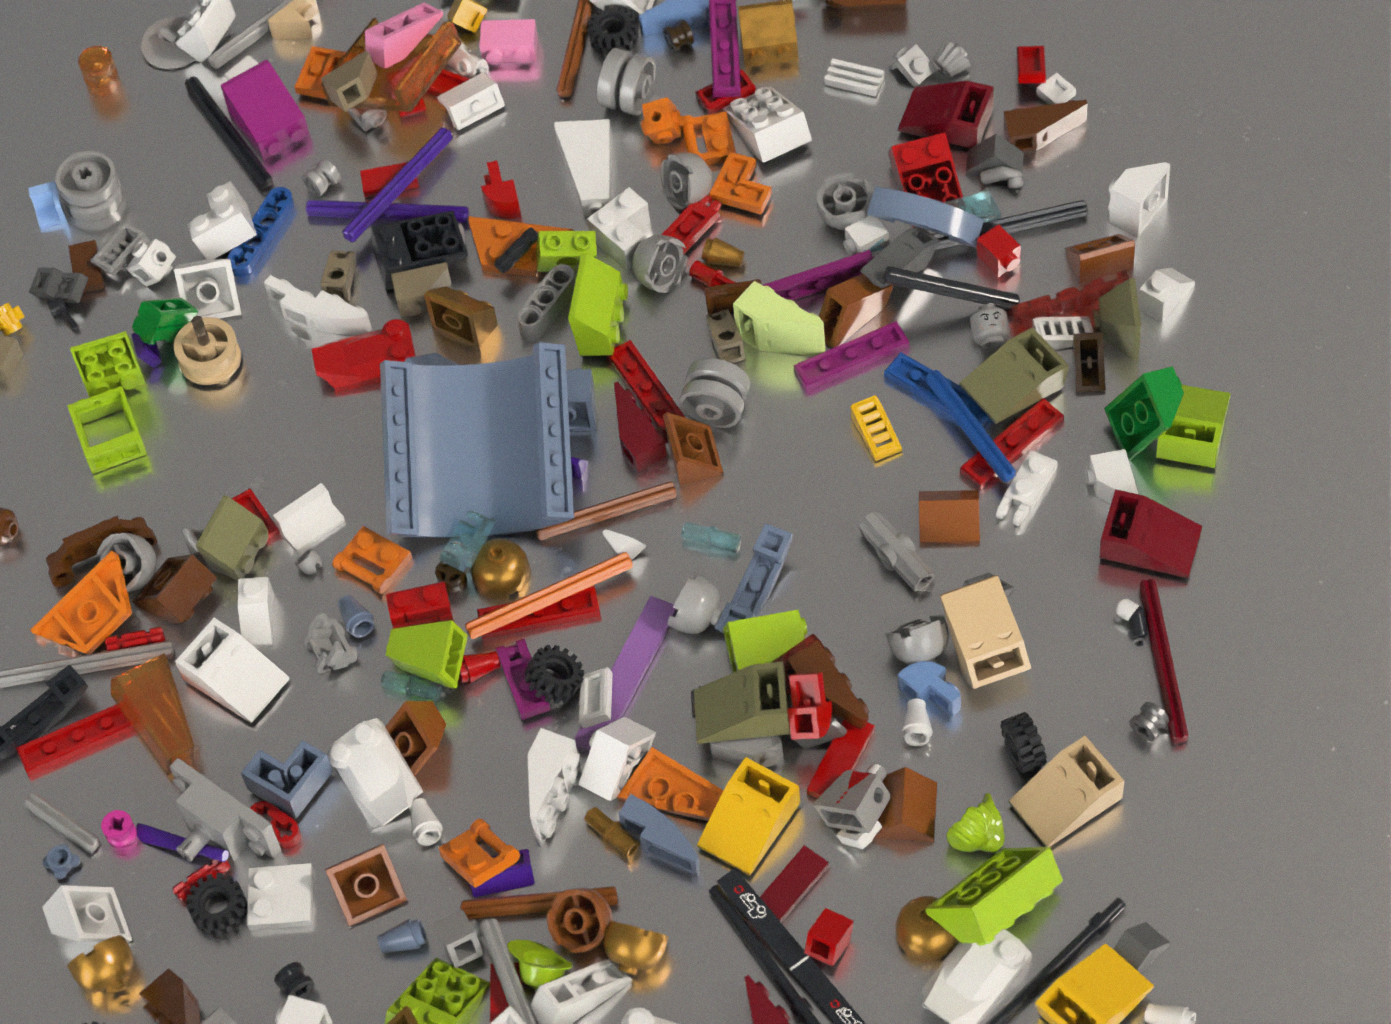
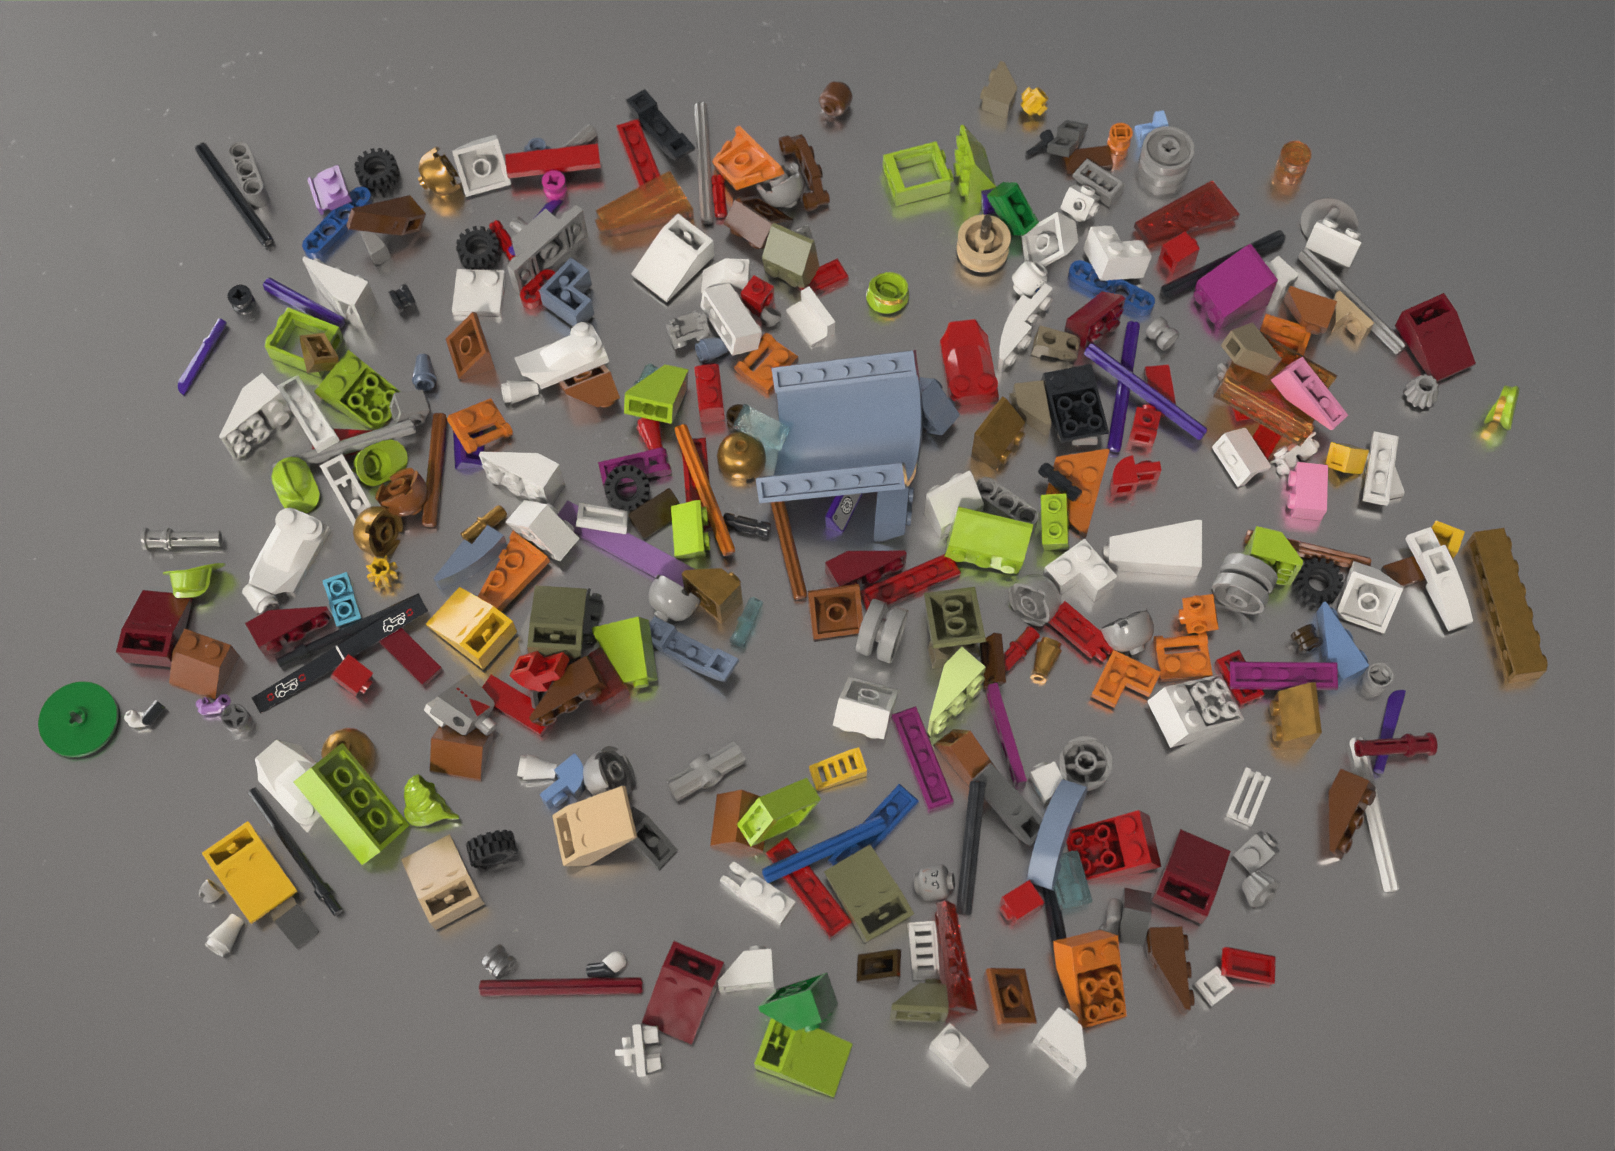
camera: 90 degrees right, 10 degrees up
(60, 233) = (1119, 138): none -> orange wheel
(85, 830) = (555, 159): none -> red tile
(163, 165) = (1189, 213): none -> clear red wing
(215, 167) = (1179, 252): none -> red brick
(254, 302) = (1029, 278): none -> white head
(272, 445) = (887, 292): none -> lime piece
(285, 573) = (757, 295): none -> red brick
(296, 41) = (1310, 309): none -> dark orange slope
(305, 233) = (1096, 318): none -> dark red slope
(319, 592) = (731, 319): none -> white brick
(437, 186) = (1145, 425): none -> red brick
(547, 330) = (944, 500): none -> white slope
(581, 644) = (654, 513): none -> dark brown slope
(587, 59) = (1275, 551): none -> lime slope
(588, 548) = (747, 524): none -> black axle
(608, 594) = (688, 530): none -> lime slope
(623, 543) = (748, 549): white slope -> none
(679, 929) = (379, 566): none -> yellow gear
(685, 552) = (716, 589): none -> pearl gold slope
(697, 323) = (954, 617): none -> olive slope
(727, 977) = (342, 599): none -> medium azure slope
(802, 407) = (865, 708): none -> white slope
(937, 458) = (778, 811): none -> lime window
(1062, 183) = (1092, 976): none -> orange slope
(1219, 569) = (642, 1036): none -> white hips

